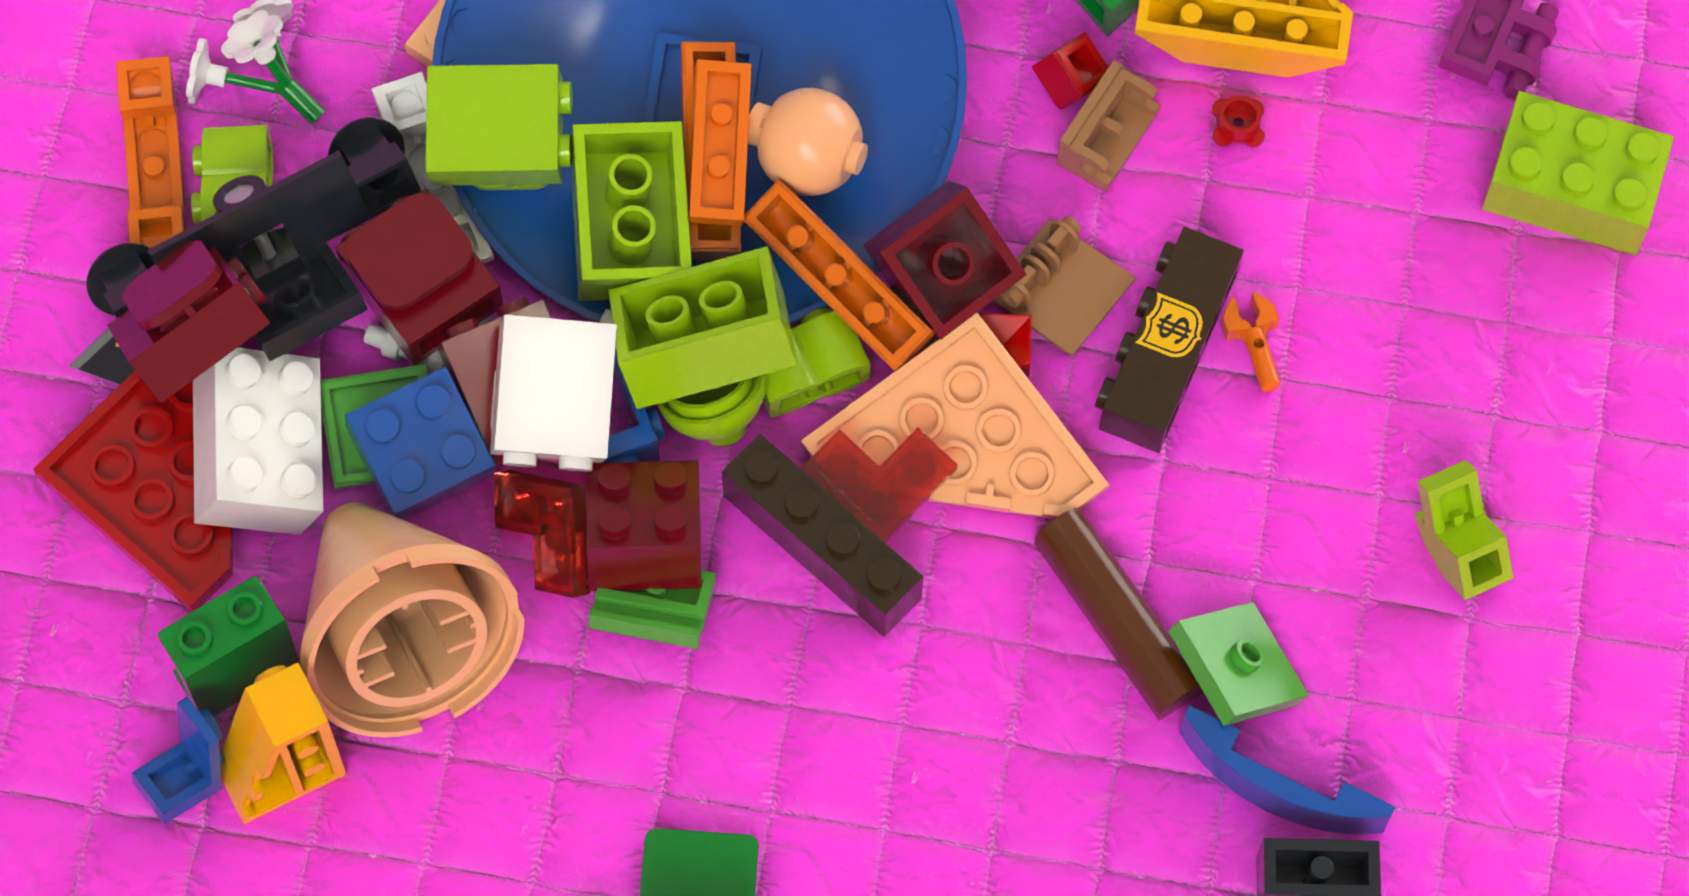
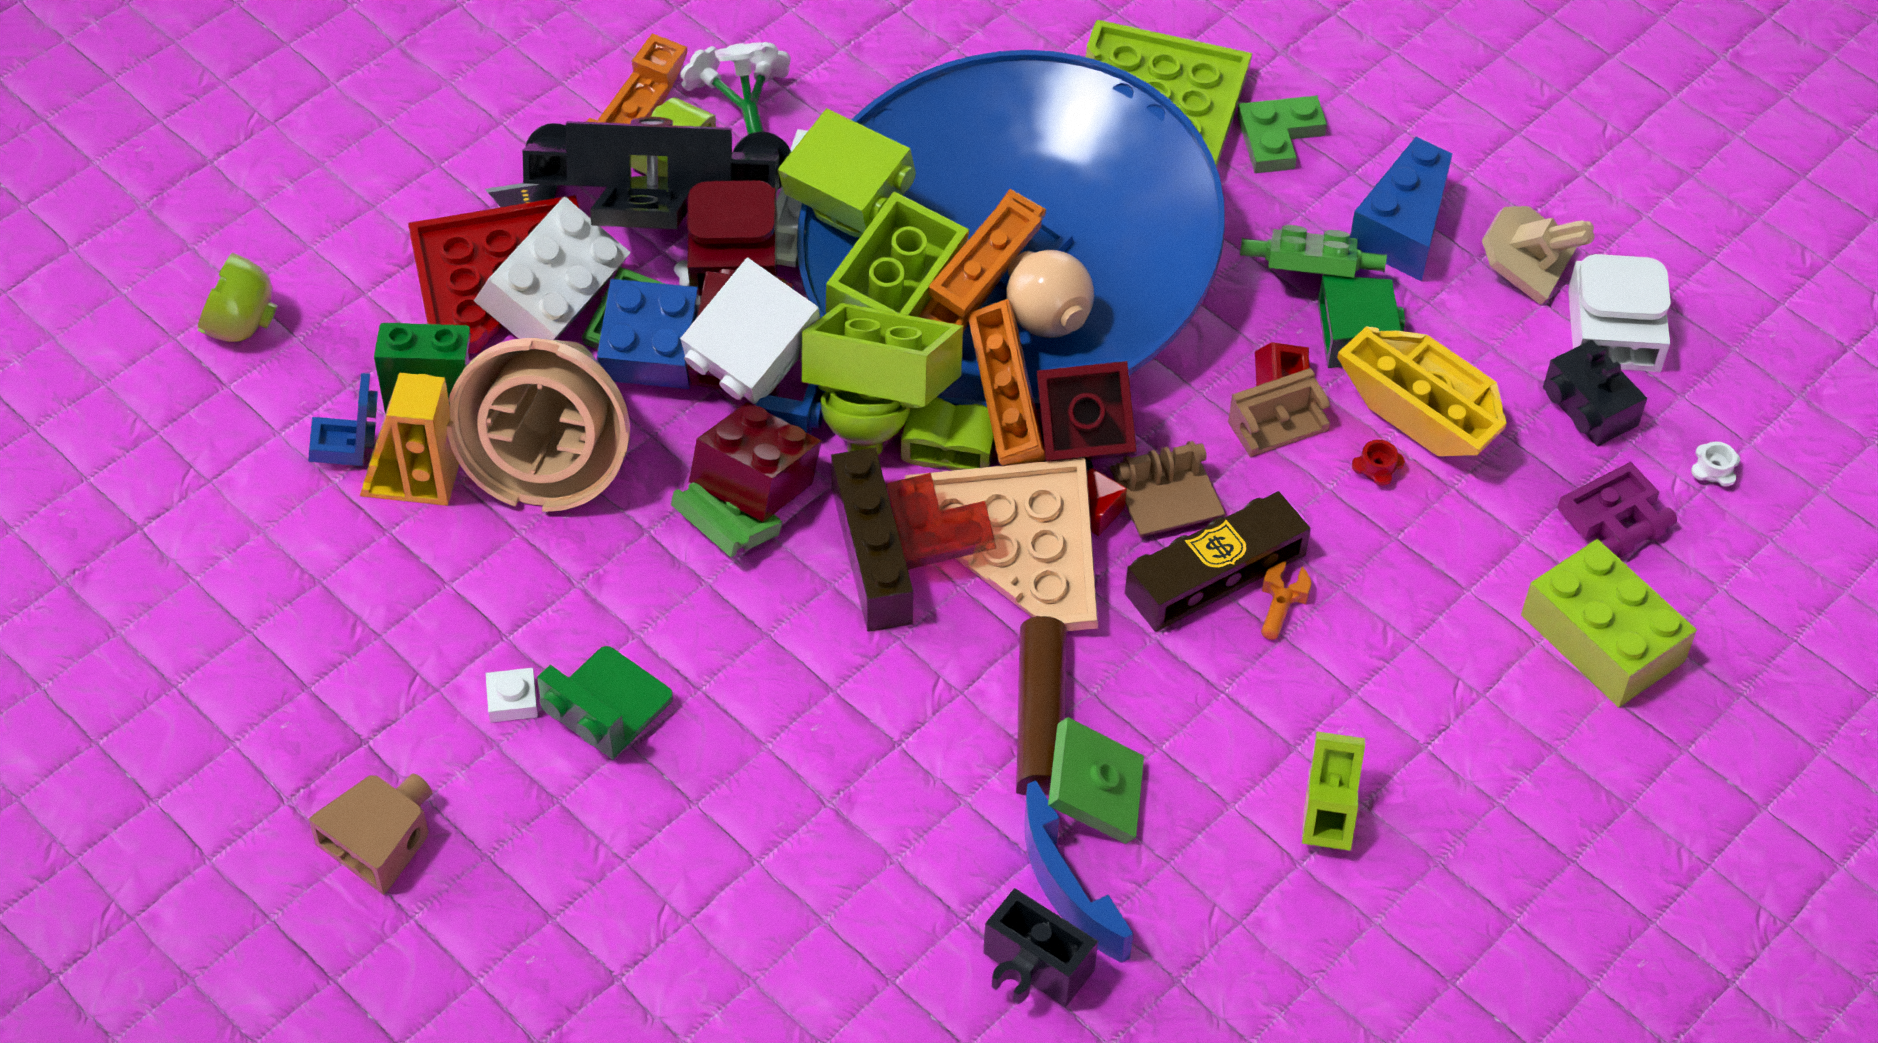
camera: 35 degrees right, 15 degrees down
(187, 316) = (558, 168): dark red brick -> none
(556, 518) = (694, 413): clear red plate -> none

